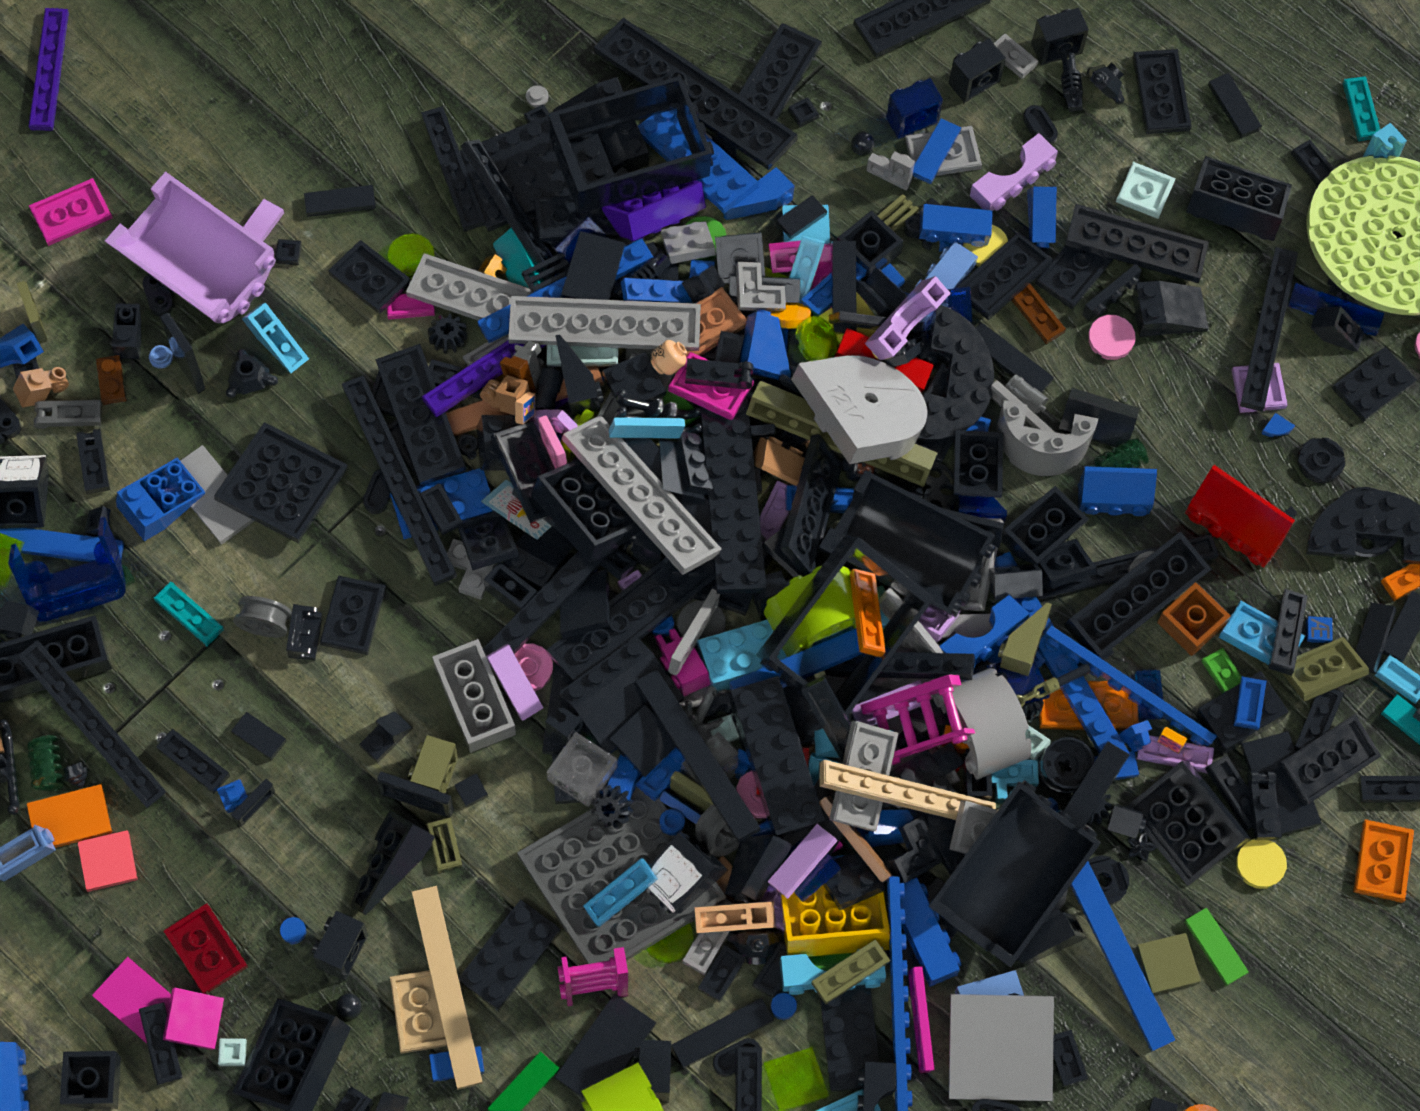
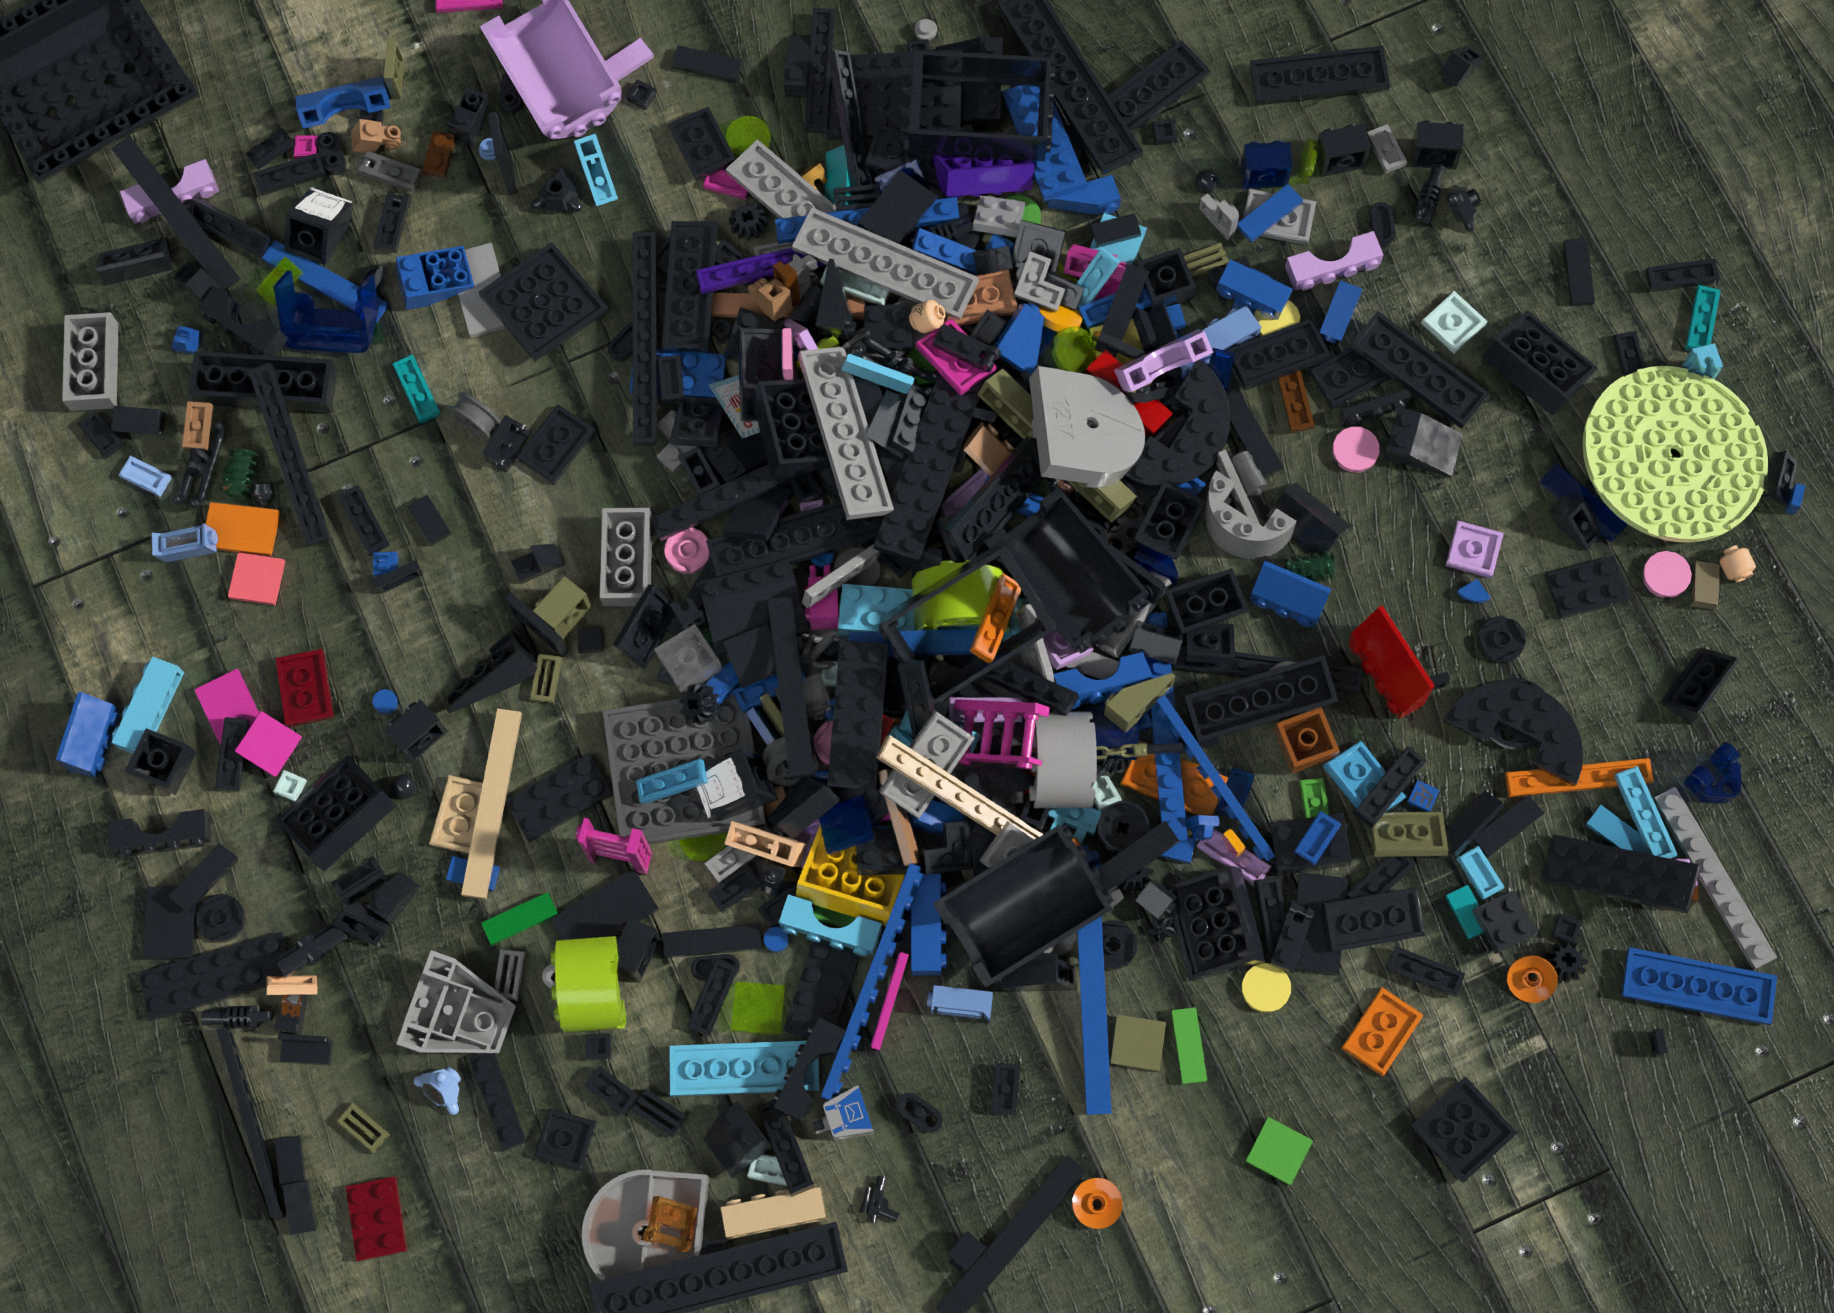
camera: 30 degrees right, 5 degrees up
(51, 1029) = (148, 703): none -> medium azure brick
(430, 172) = (797, 66): none -> black slope
(514, 682) = (666, 558): lavender tile -> none
(524, 754) = (645, 626): none -> black tile
(525, 408) = (779, 315): tile -> none
(672, 822) = (748, 737): blue tile -> none
(802, 861) = (842, 818): lavender tile -> none
(850, 971) = (841, 933): olive plate -> none
(950, 91) = (1307, 161): none -> clear neon green tile
(1001, 1047) = (949, 1054): light grey tile -> none
(1161, 91) = (1514, 233): black tile -> none
(1269, 329) = (1507, 497): black plate -> none
(1326, 75) = (1682, 275): none -> black plate
(1343, 1011) = (1279, 1151): none -> bright green tile

